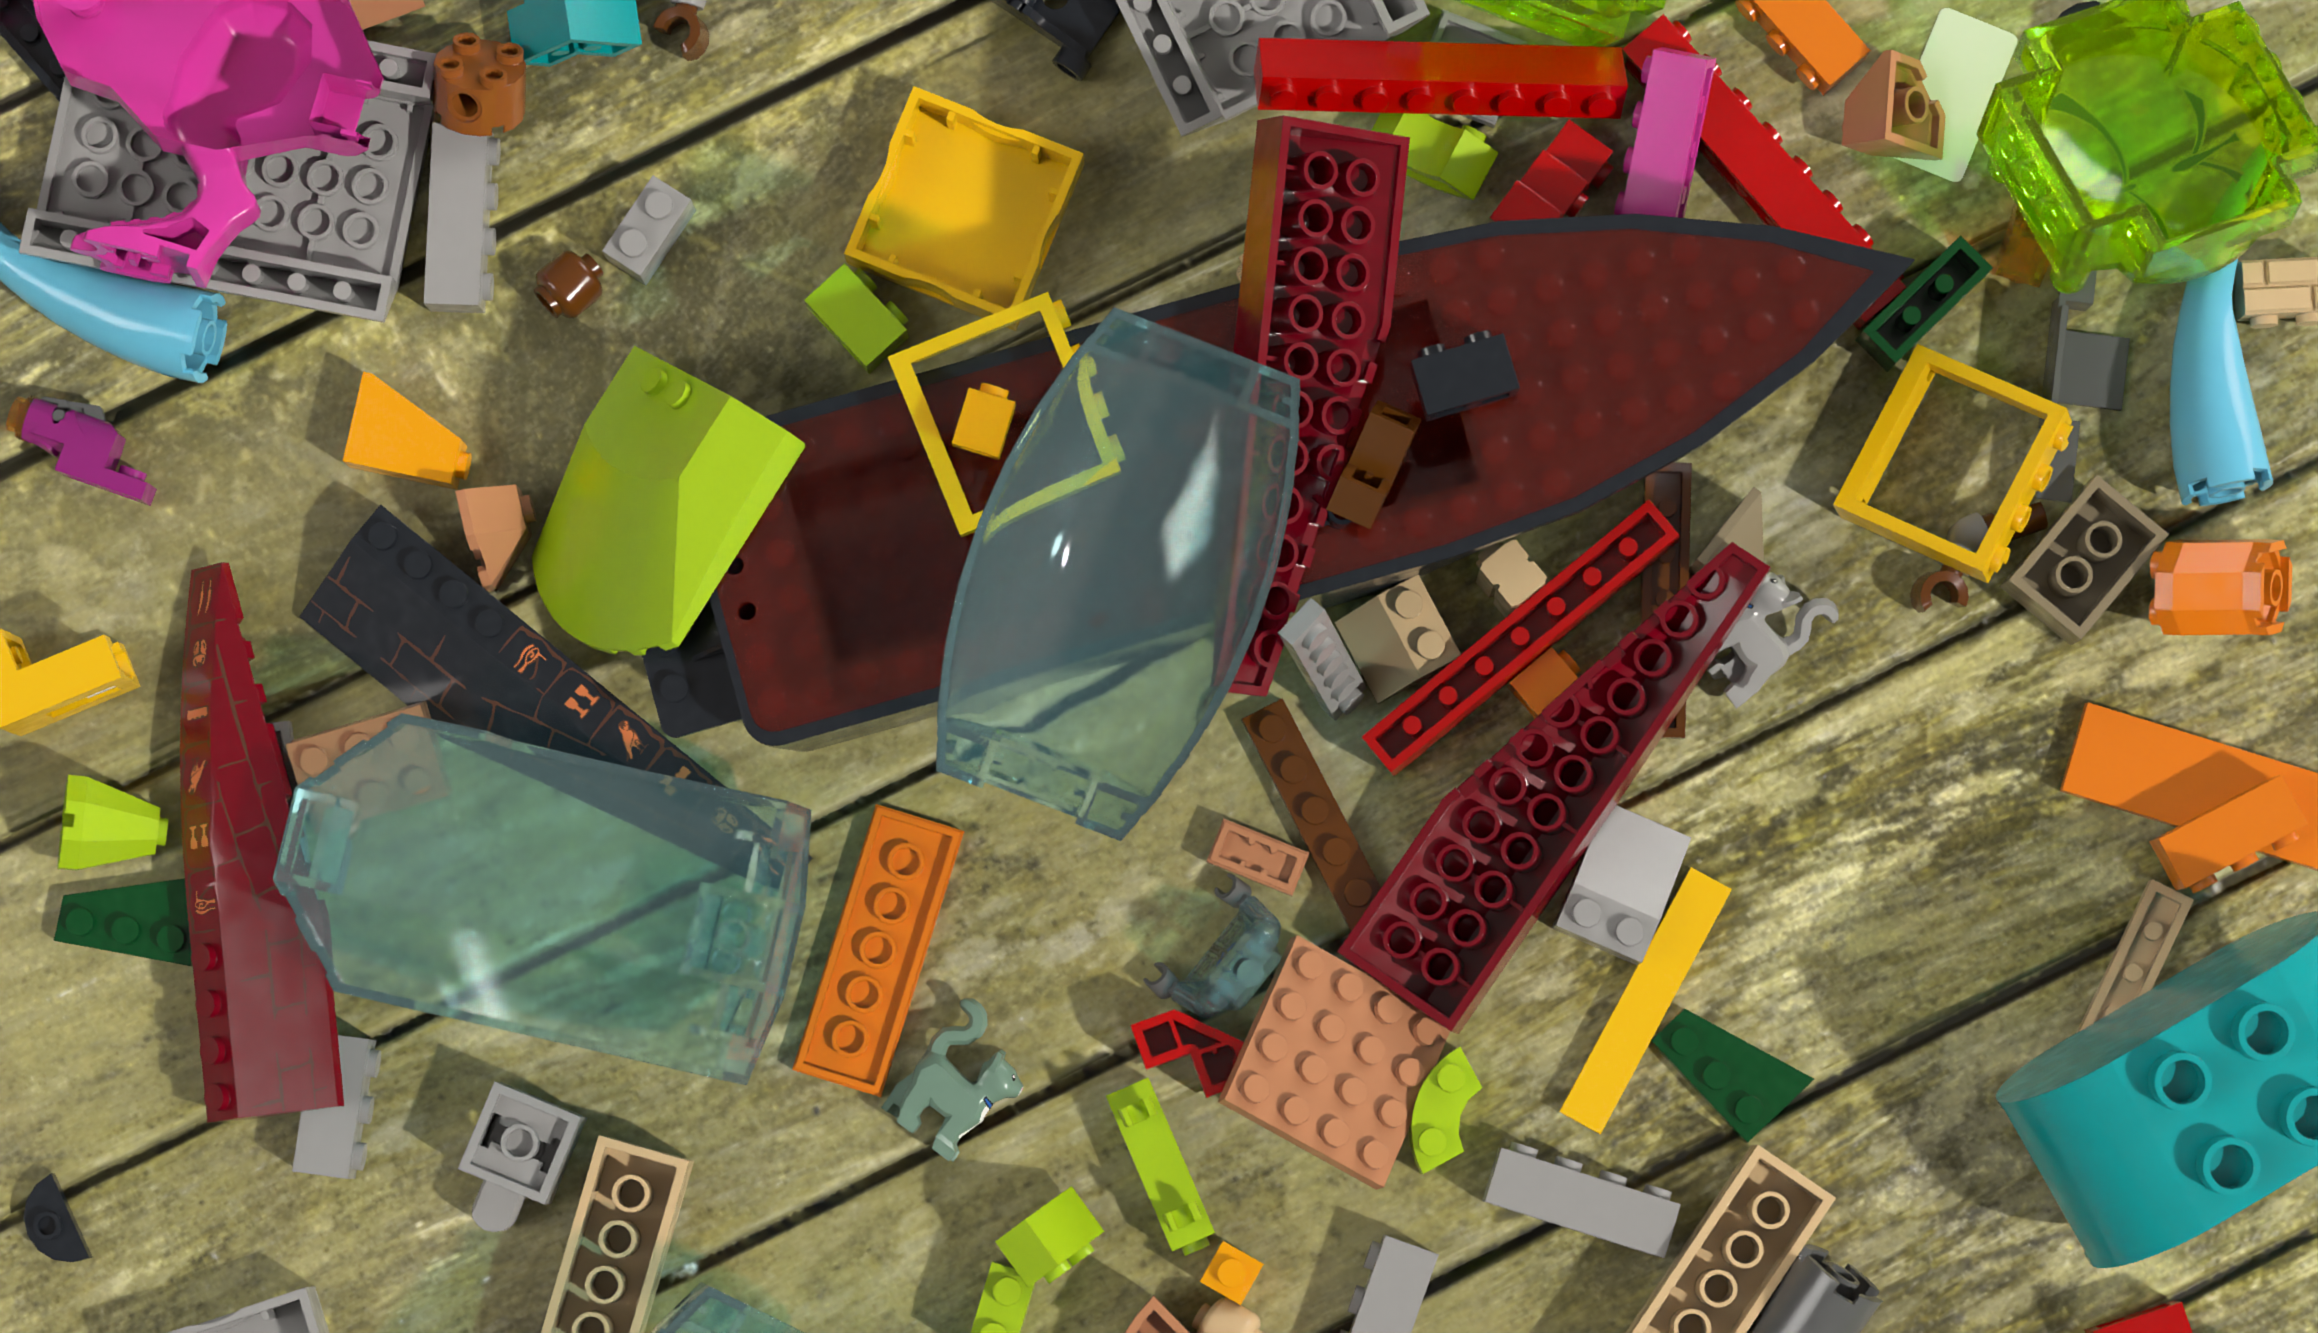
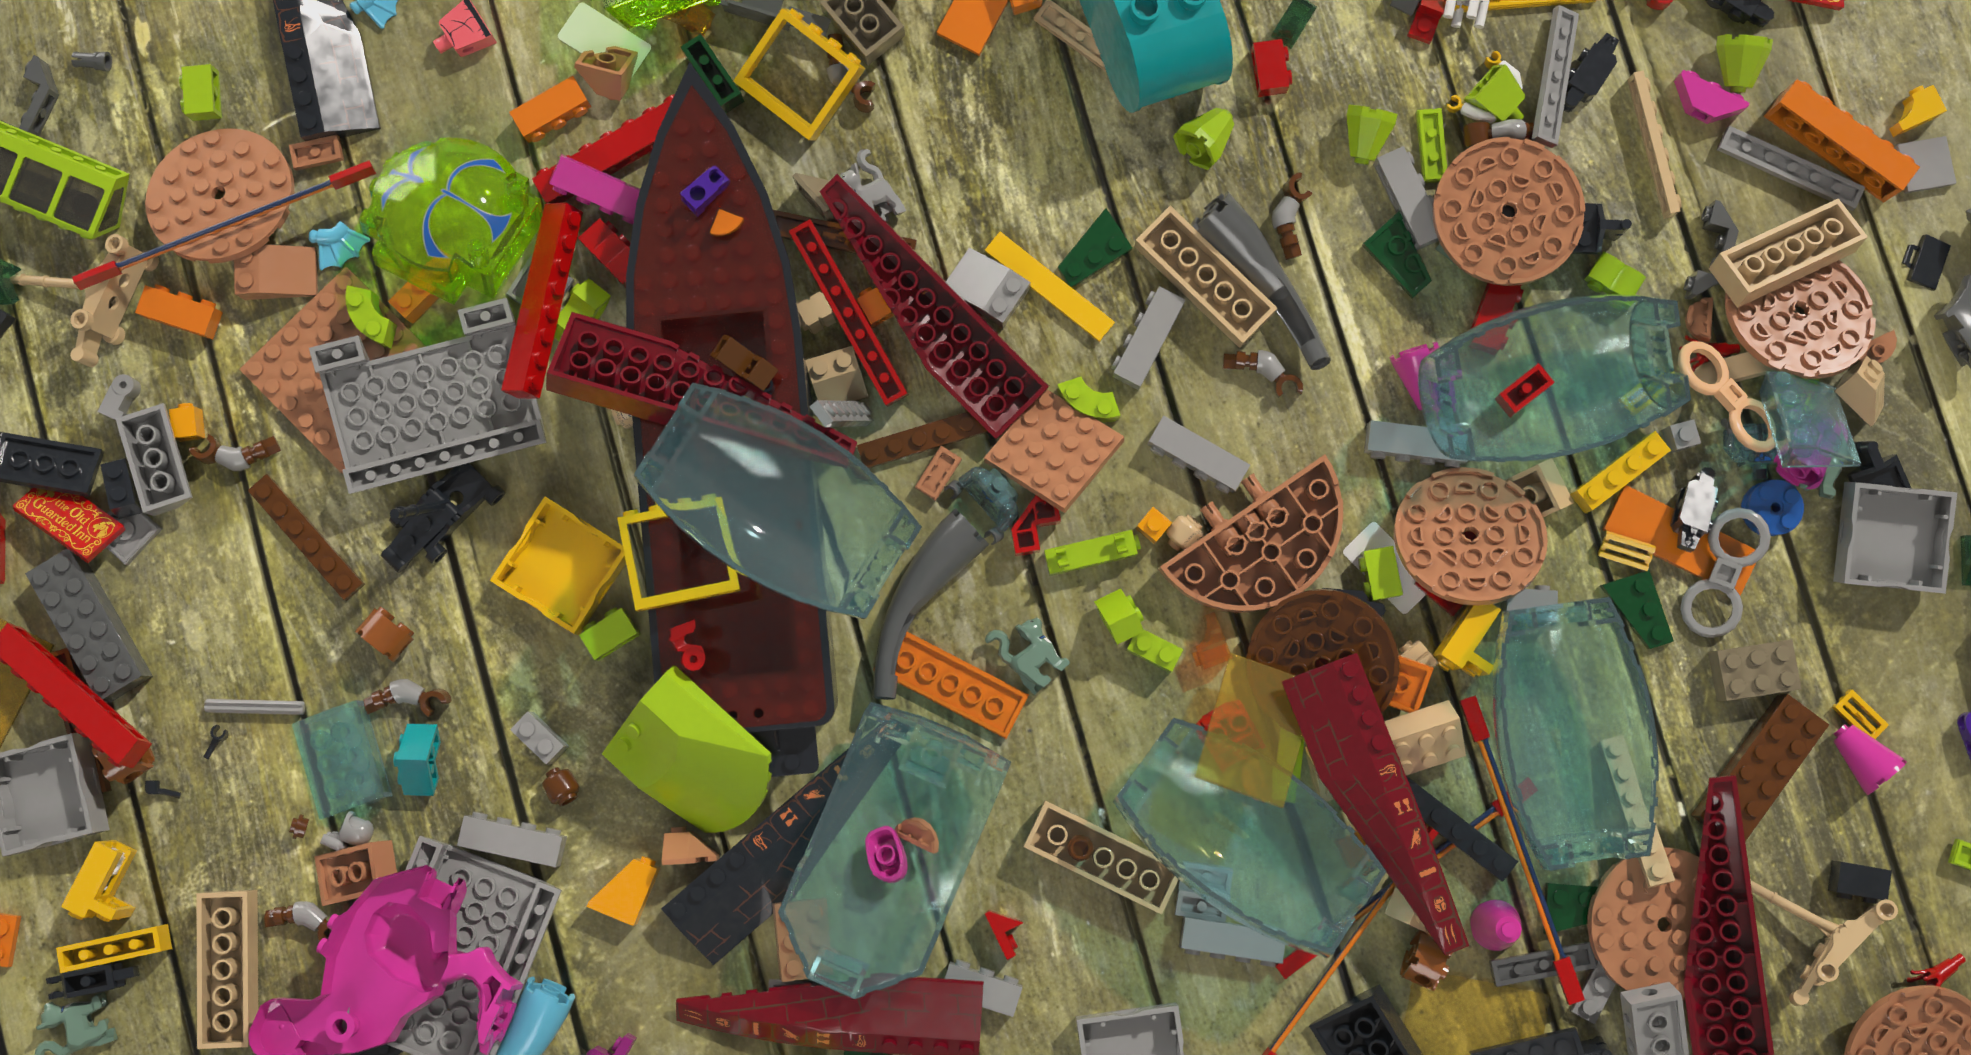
camera: 75 degrees left, 0 degrees up
(454, 1119) = (1000, 924): none -> red slope
(479, 85) = (441, 816): dark orange brick -> none
(519, 1153) = (1025, 892): light grey brick -> none
(543, 889) = (886, 854): none -> dark pink piece
(592, 940) = (918, 833): none -> nougat plate
(612, 1239) = (1080, 848): none -> reddish brown plate
(828, 473) = (692, 655): none -> red leg
(984, 421) = (681, 563): light orange brick -> none
(1091, 885) = (936, 563): none -> dark grey brick
(1464, 375) = (706, 306): black brick -> none
(1624, 382) = (725, 223): none -> orange tile
(1679, 333) = (704, 190): none -> dark purple leg
(1983, 1243) = (1205, 137): none -> lime cone

